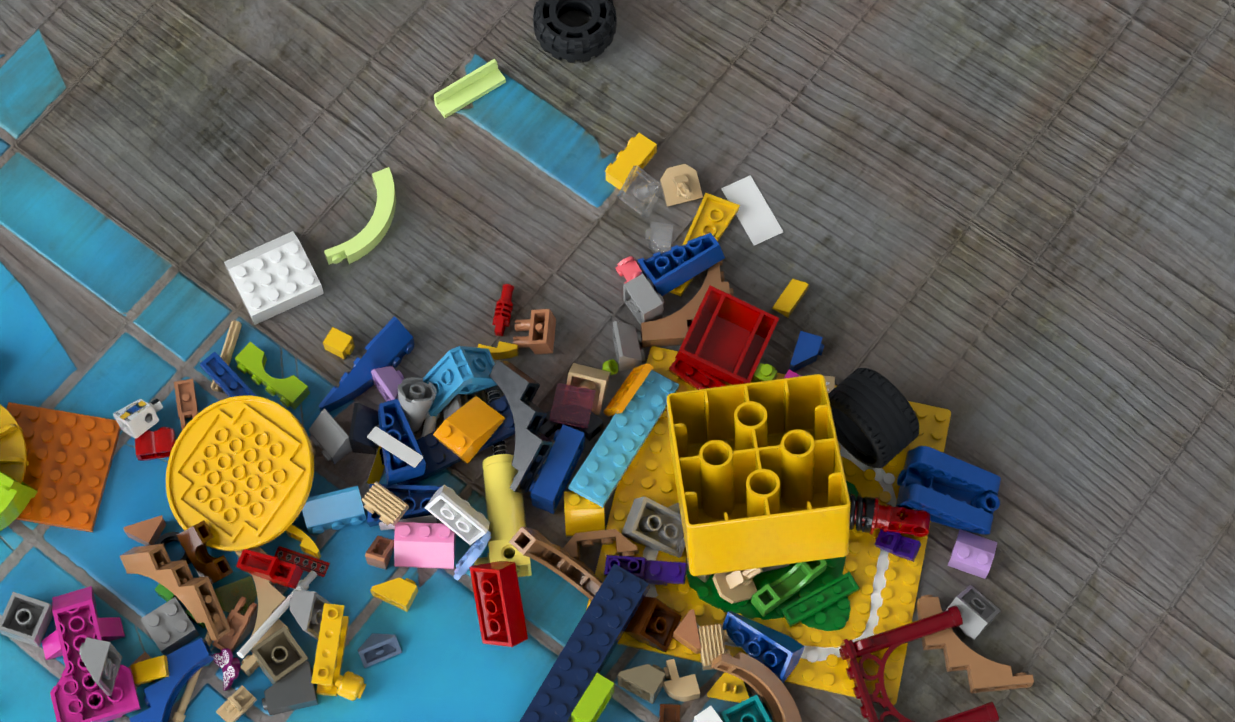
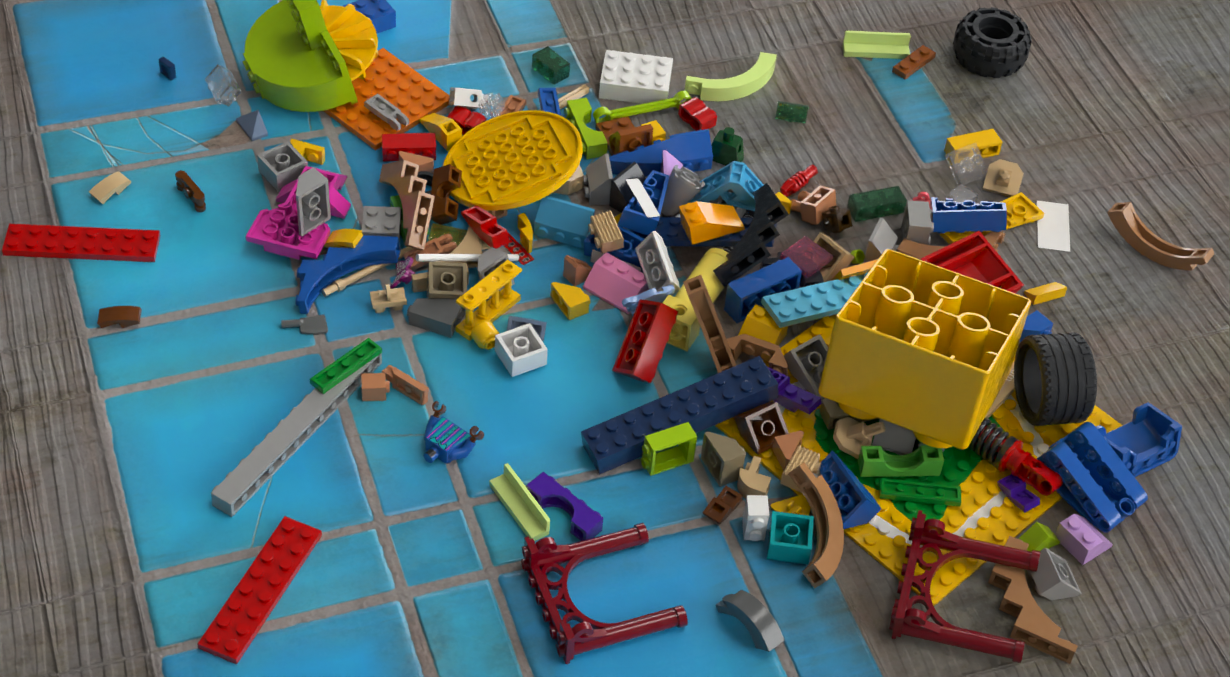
camera: 30 degrees right, 20 degrees down
(30, 584) = (309, 151): none -> yellow slope
(74, 486) = (386, 111): none -> light grey hinge
(124, 512) = (414, 143): none -> red brick
(139, 469) = (445, 129): none -> yellow slope
(170, 413) = (497, 103): none -> clear brick
(184, 318) = (550, 65): none -> clear green brick
(279, 347) = (641, 108): none -> lime piece
(314, 365) = (623, 136): none -> dark orange bracket
(362, 289) = (697, 114): none -> red brick
(394, 682) = (521, 350): none -> white brick
(419, 317) = (727, 147): none -> dark green torso
(445, 228) = (791, 112): none -> clear green hips
(514, 85) = (914, 62): none -> dark orange plate
(568, 337) = (837, 219): none -> dark brown brick
(590, 292) = (876, 203): none -> clear green brick
(854, 182) = (1150, 245): none -> medium nougat arch
(938, 580) = (1039, 537): none -> lime slope
(961, 421) = (1145, 441): none -> blue windscreen

